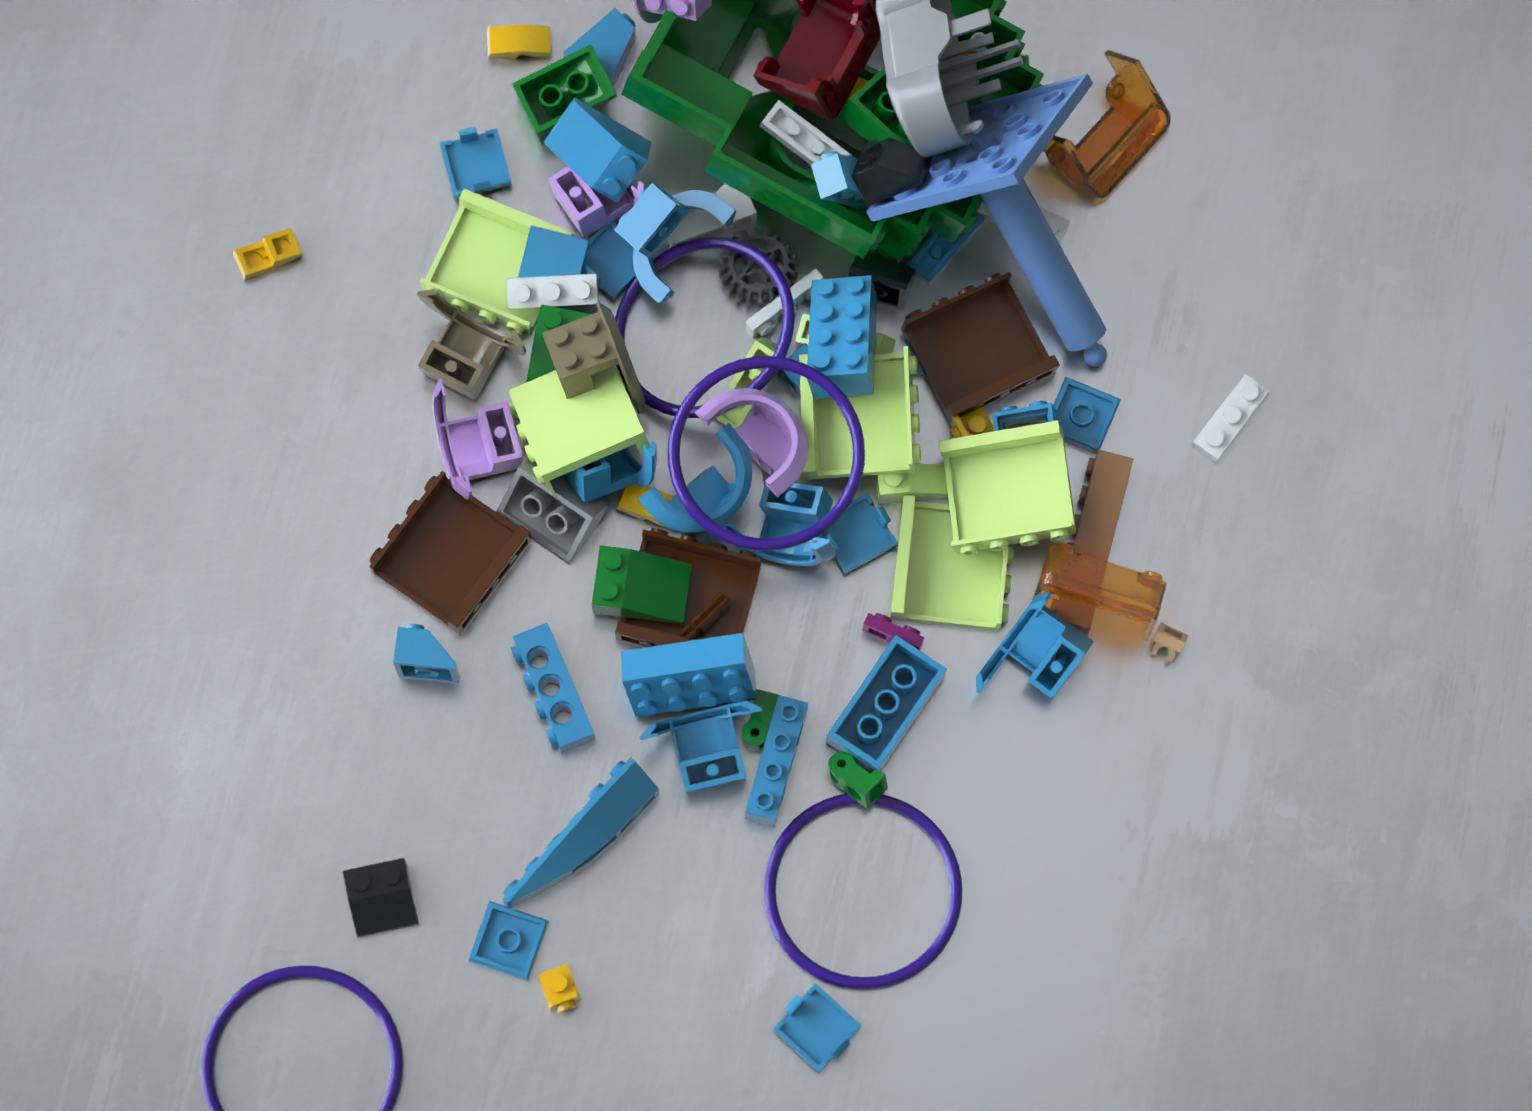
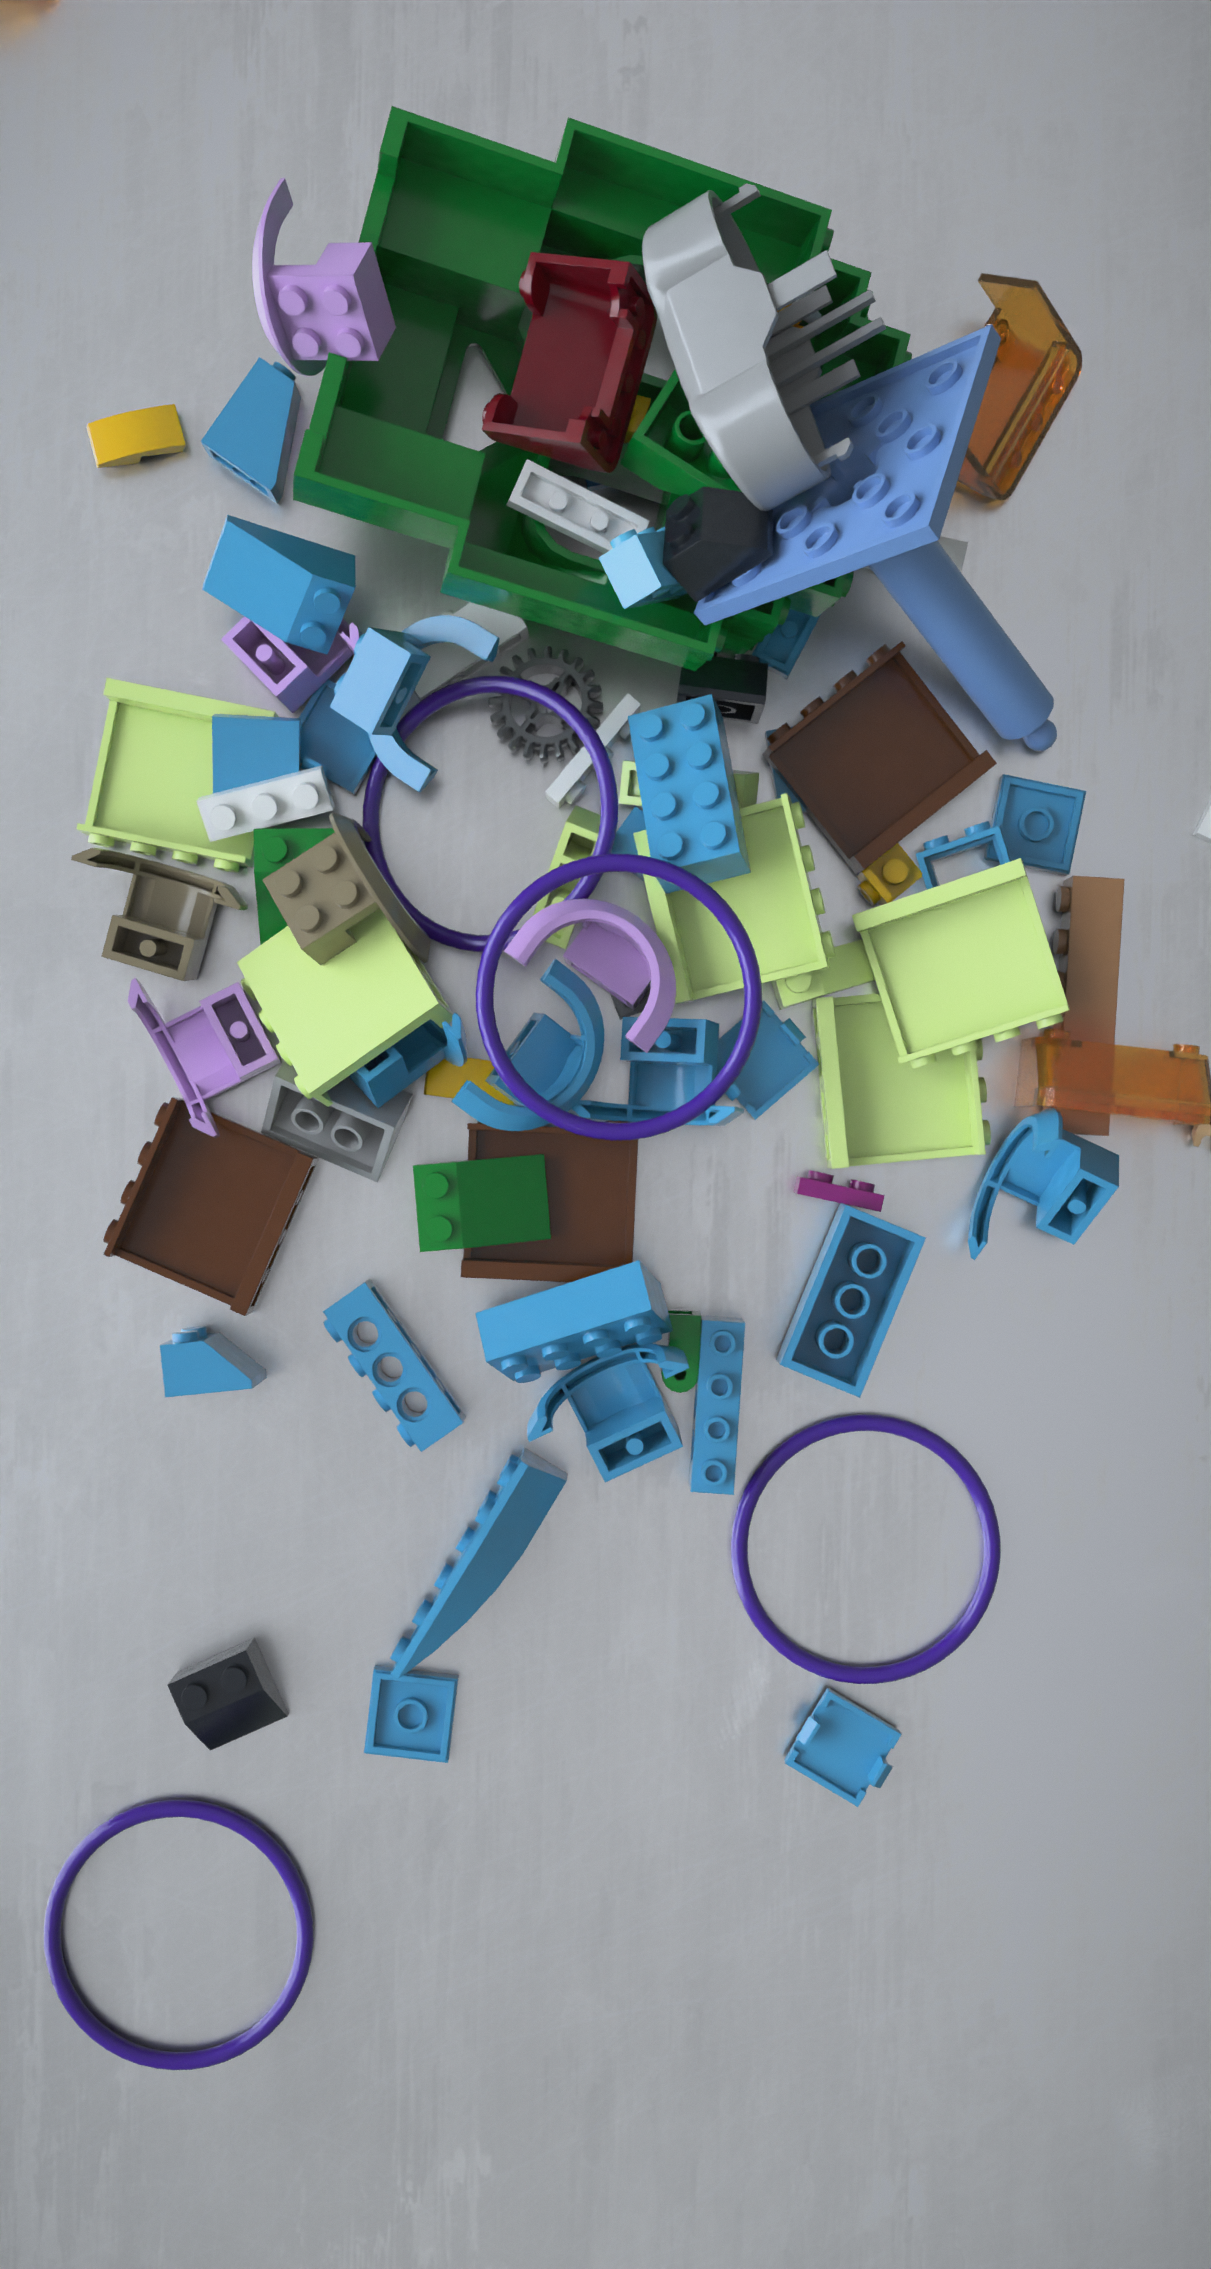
camera: 10 degrees left, 15 degrees up
(475, 162) = (116, 631): dark azure piece -> none
(553, 88) = (218, 482): green slope -> none
(560, 988) = (493, 1766): yellow bracket -> none
(706, 617) = (578, 1225): reddish brown axle -> none
(855, 780) = (827, 1410): green leg -> none

